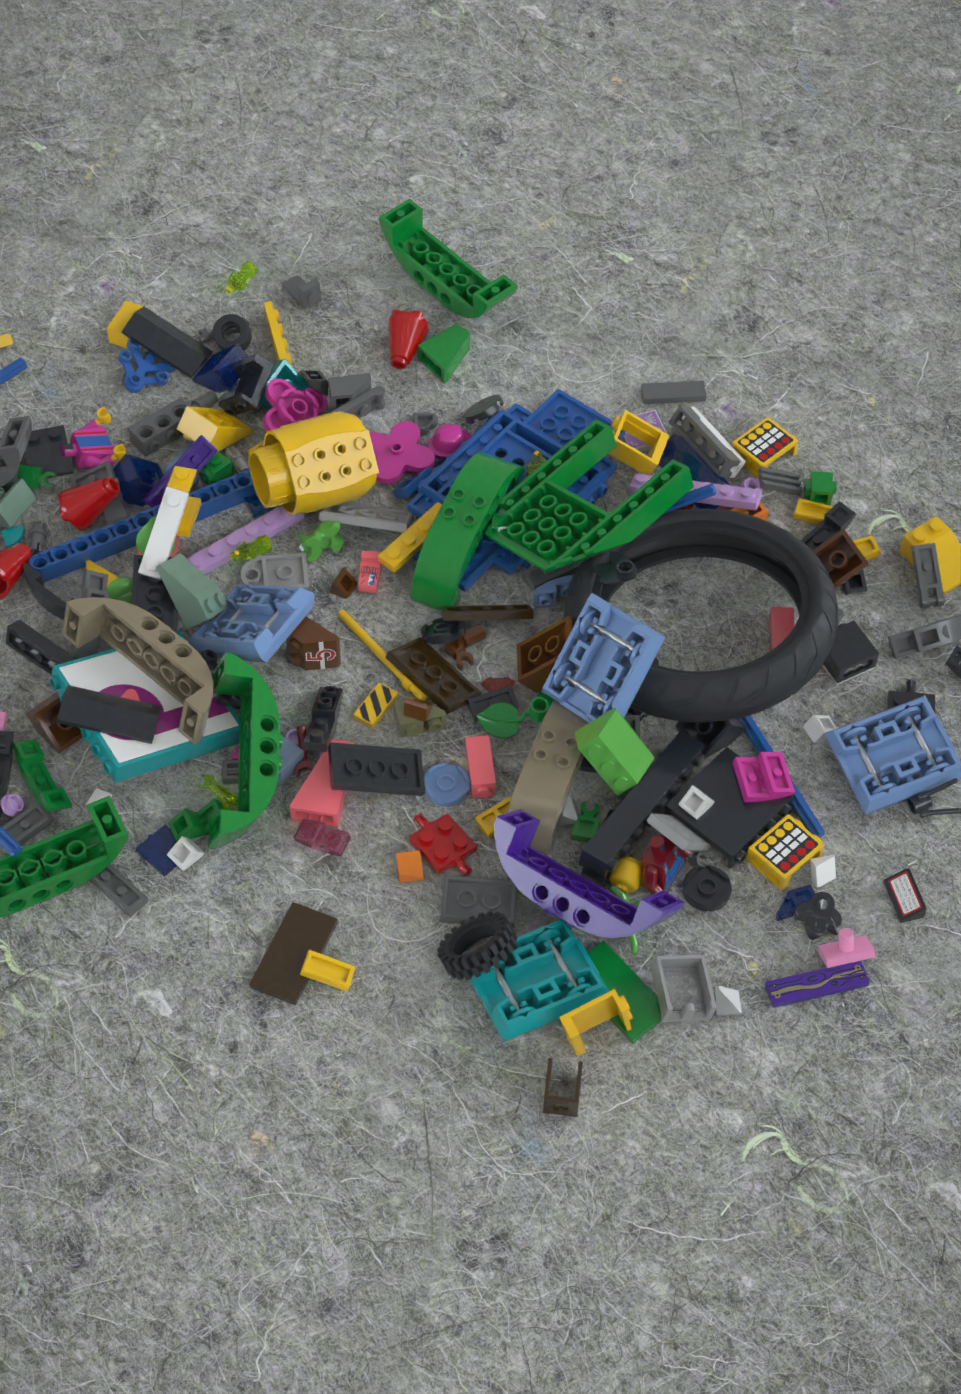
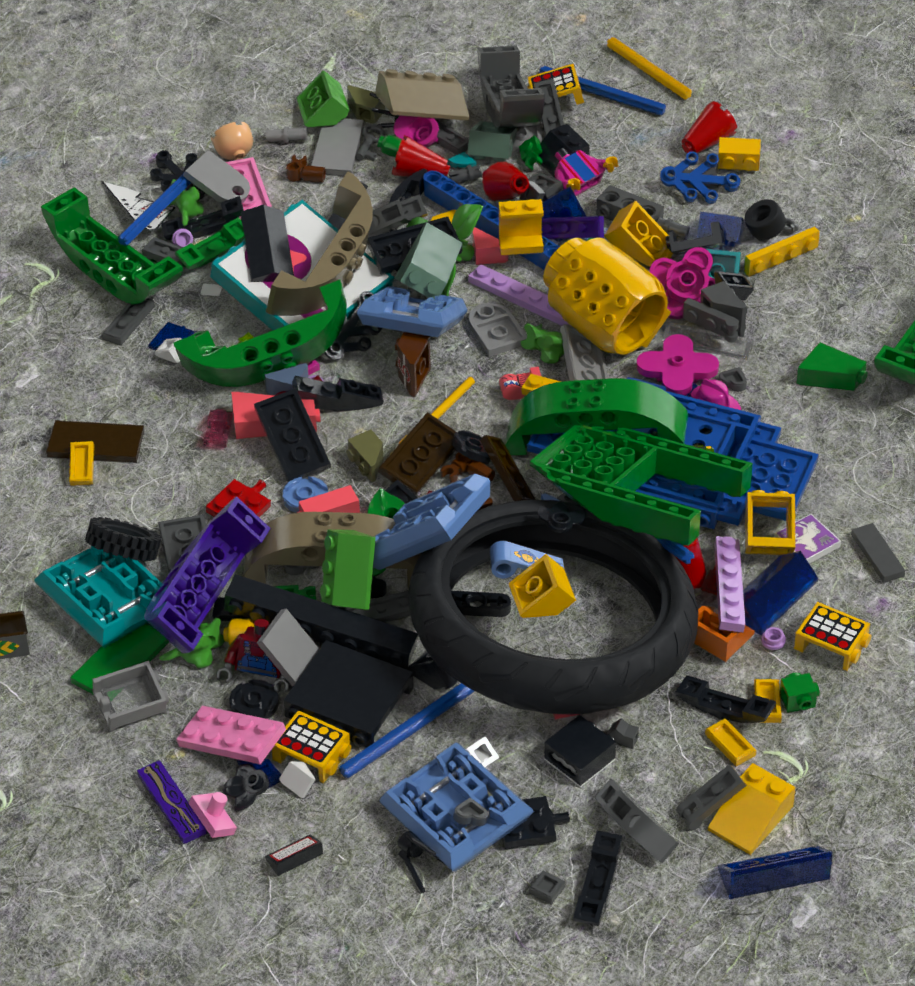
camera: 75 degrees right, 10 degrees down
(82, 334) = (709, 128): none -> red cone
(163, 532) = (471, 215): white plate -> none
(166, 341) = (730, 179): black slope -> none
(237, 281) = (845, 209): clear neon green piece -> none
(247, 551) = (511, 299): clear neon green piece -> none
(304, 293) = (853, 254): dark grey bracket -> none
(343, 584) = (502, 368): reddish brown slope -> none
(375, 705) = (383, 428): yellow tile -> none
(405, 334) = (832, 330): red cone -> none
(409, 866) = (204, 488): orange slope -> none
(417, 708) = (367, 442): reddish brown slope -> none
(483, 409) = (764, 409): black tile -> none
(568, 814) = (299, 576): light grey slope -> none
(593, 1014) = (64, 626): yellow panel -> none
(679, 606) = (508, 556): none -> medium blue door
(696, 802) = (335, 659): white slope -> none
(707, 442) = (812, 585): dark grey piece -> none
(725, 600) = (542, 589): none -> yellow slope
(727, 1001) = (132, 737): light grey slope -> none
(757, 912) = (231, 734): none -> bright pink plate
(763, 777) = (382, 701): dark pink slope -> none
(778, 480) = (798, 651): dark grey tile -> none
(841, 558) = (694, 713): reddish brown slope -> none
(855, 584) = (685, 746): black slope -> none
(921, 739) = (470, 813): none -> dark grey tile

